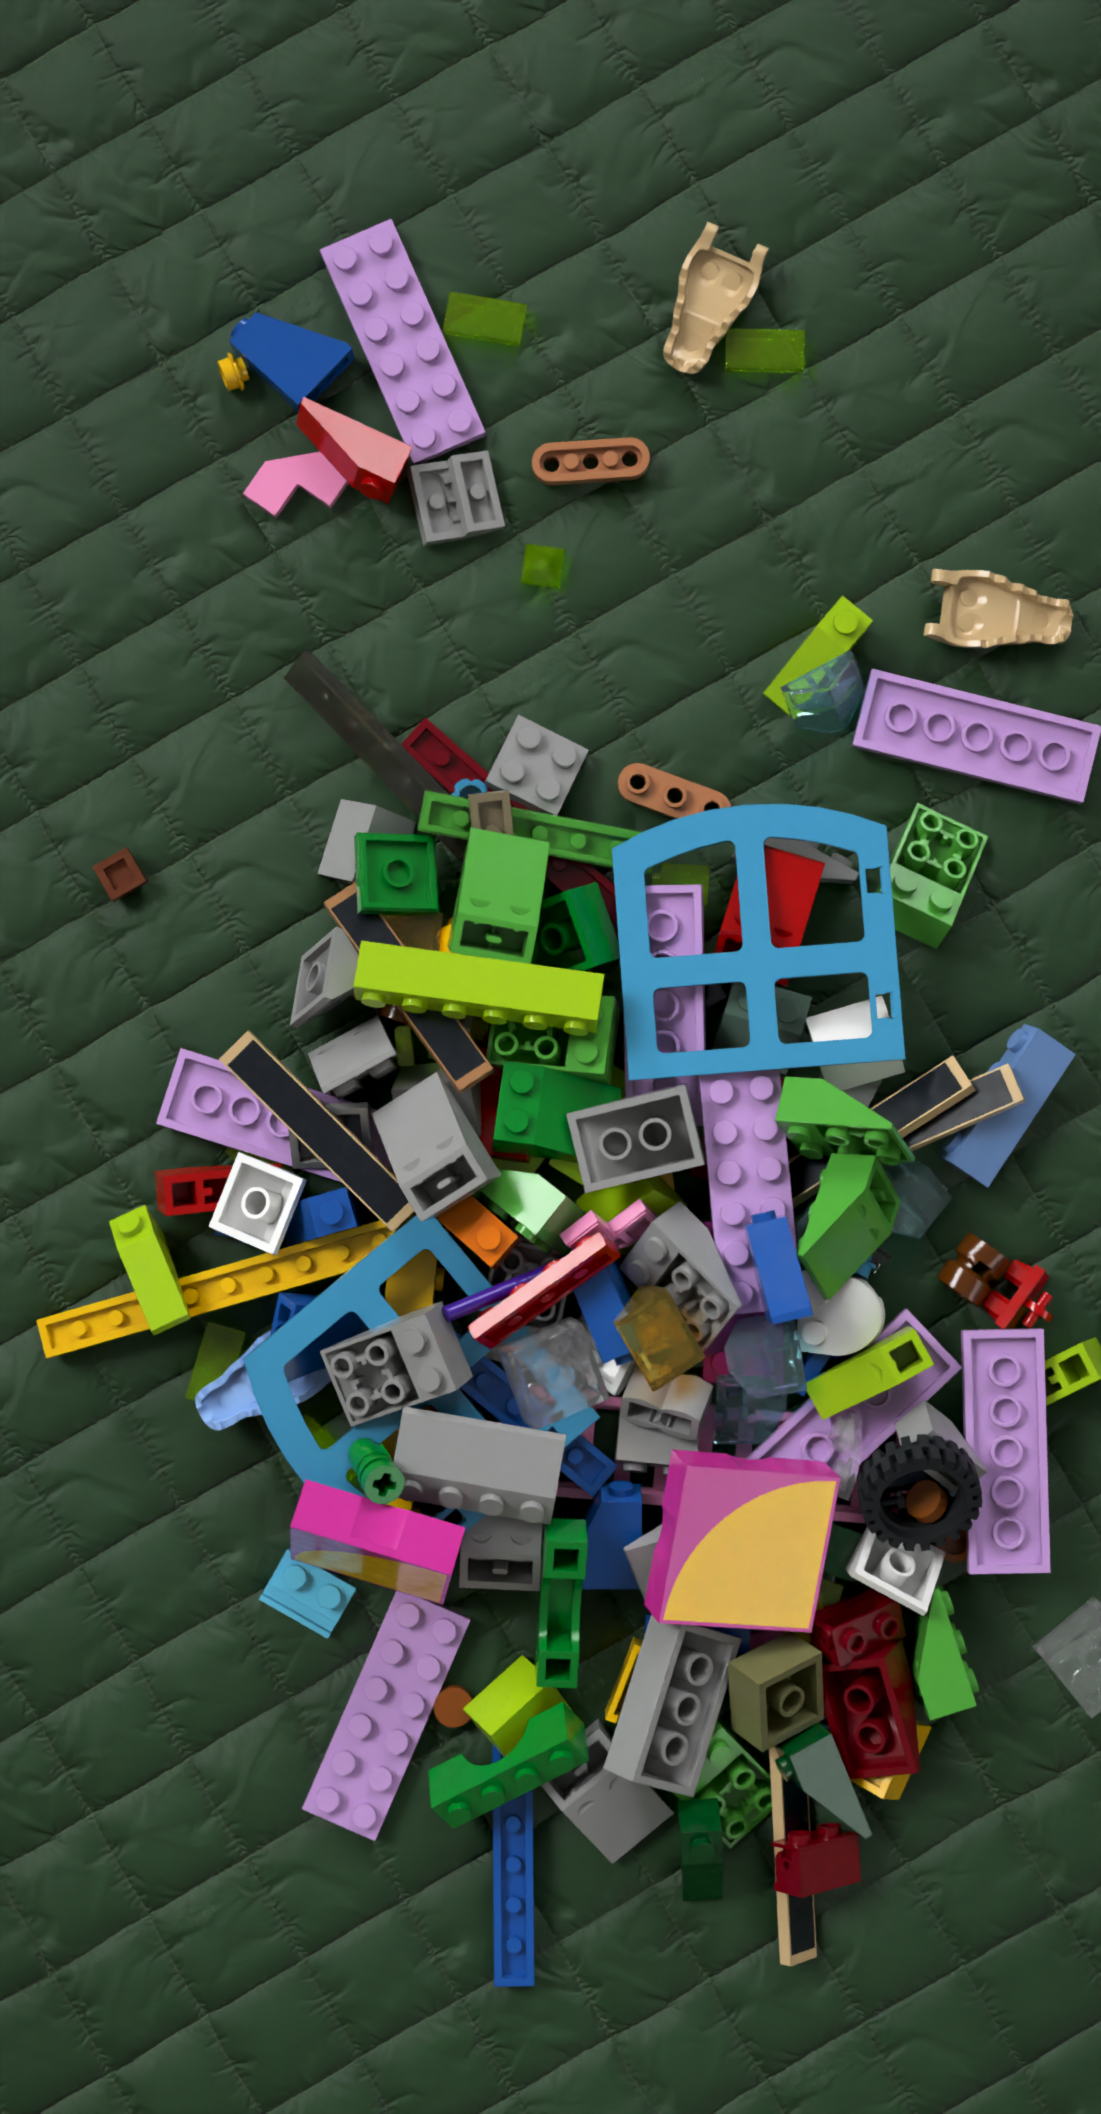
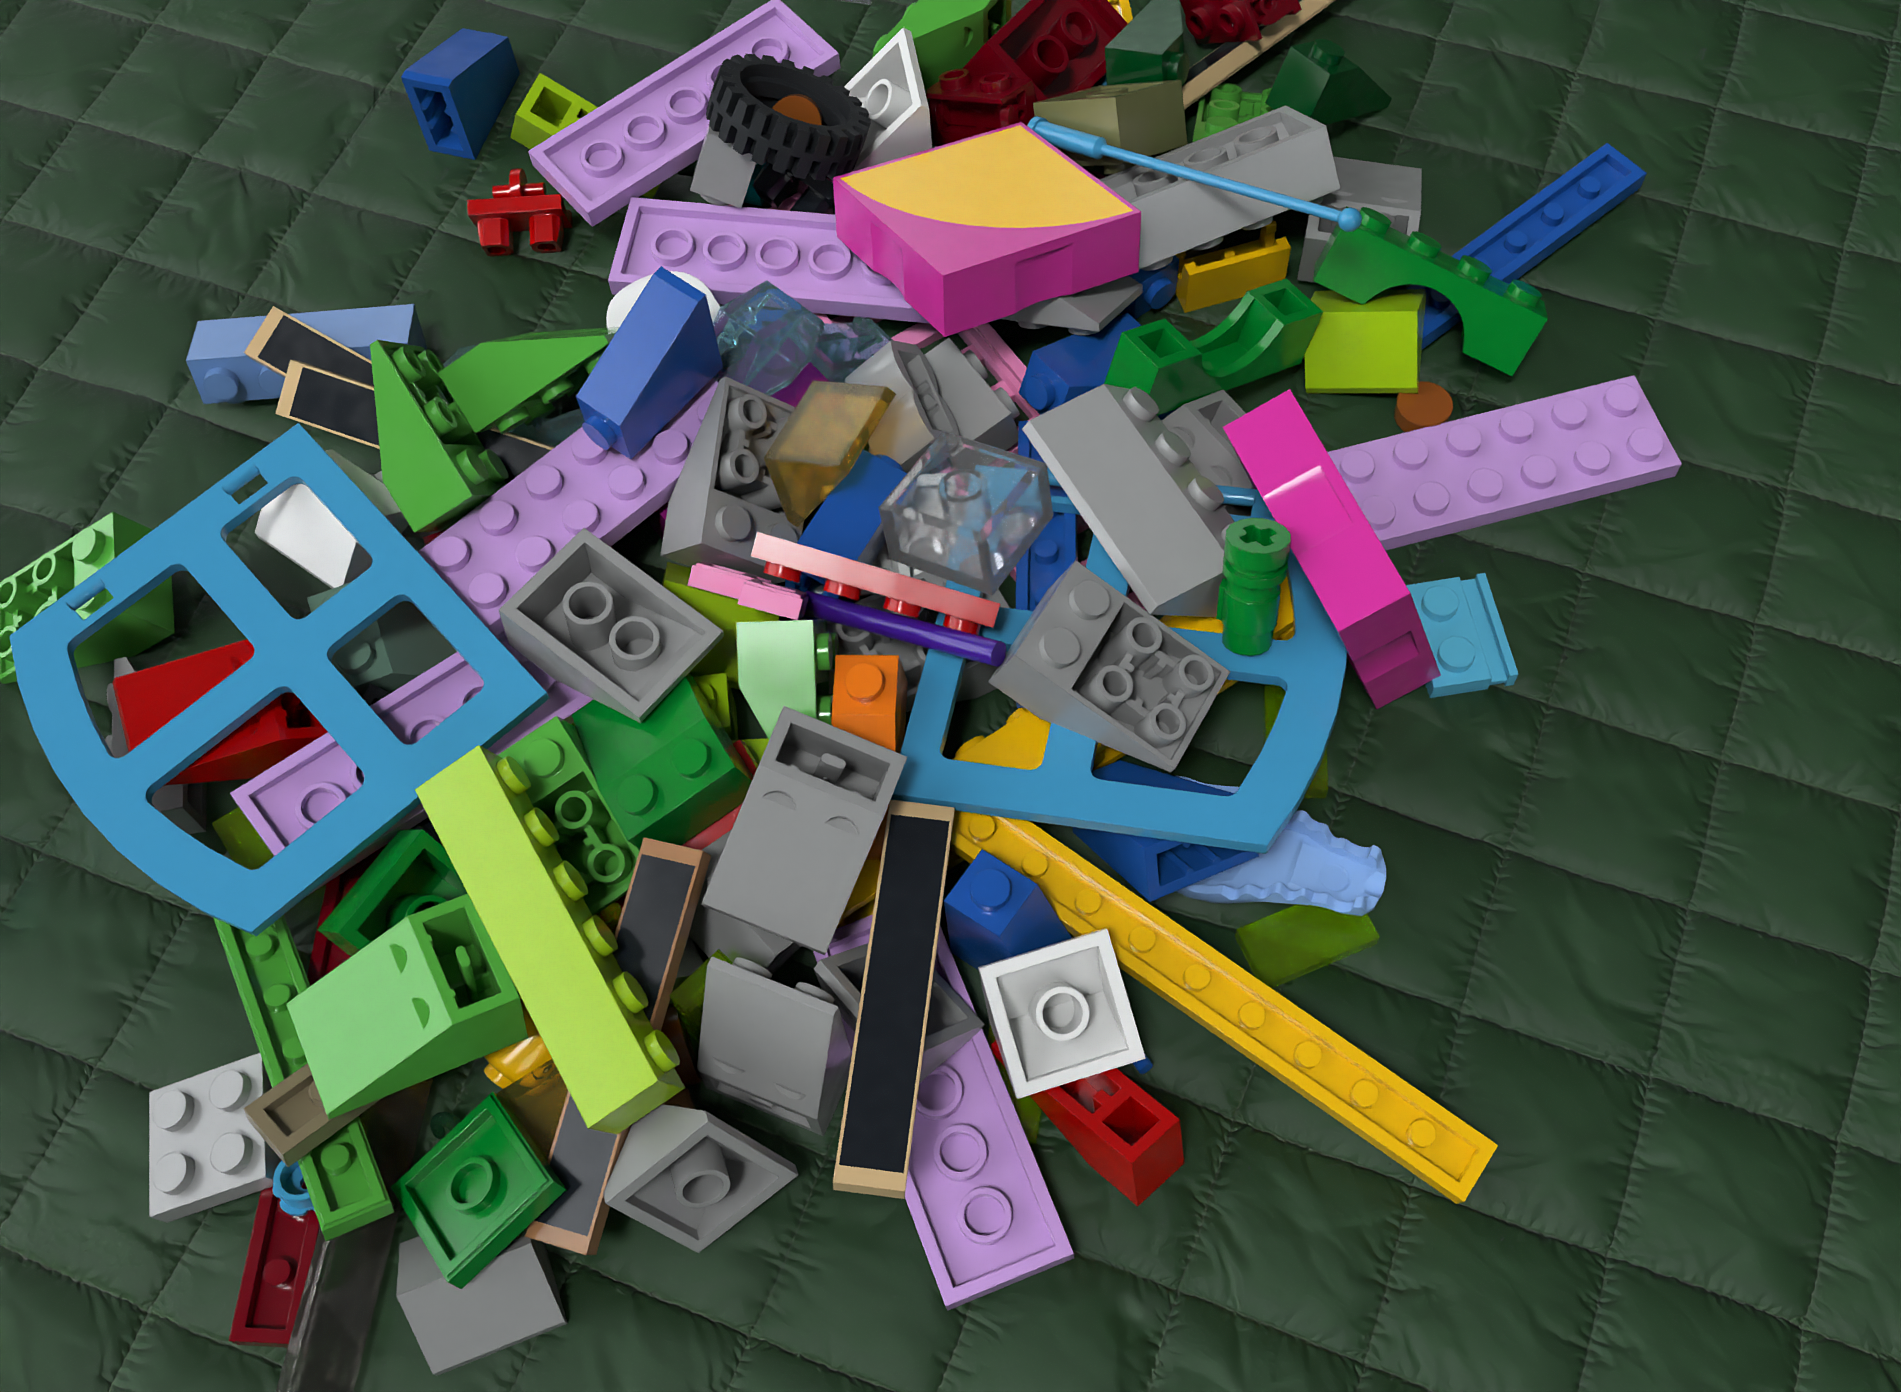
camera: 125 degrees left, 25 degrees down
(150, 1269) = (1265, 1086): lime slope -> none
(658, 784) = (163, 967): nougat plate -> none
(748, 1654) = (1096, 147): none -> dark azure piece
(848, 1441) = (789, 220): clear slope -> none
(869, 1372) = (682, 235): lime slope -> none
(965, 1282) = (520, 269): reddish brown wheel -> none

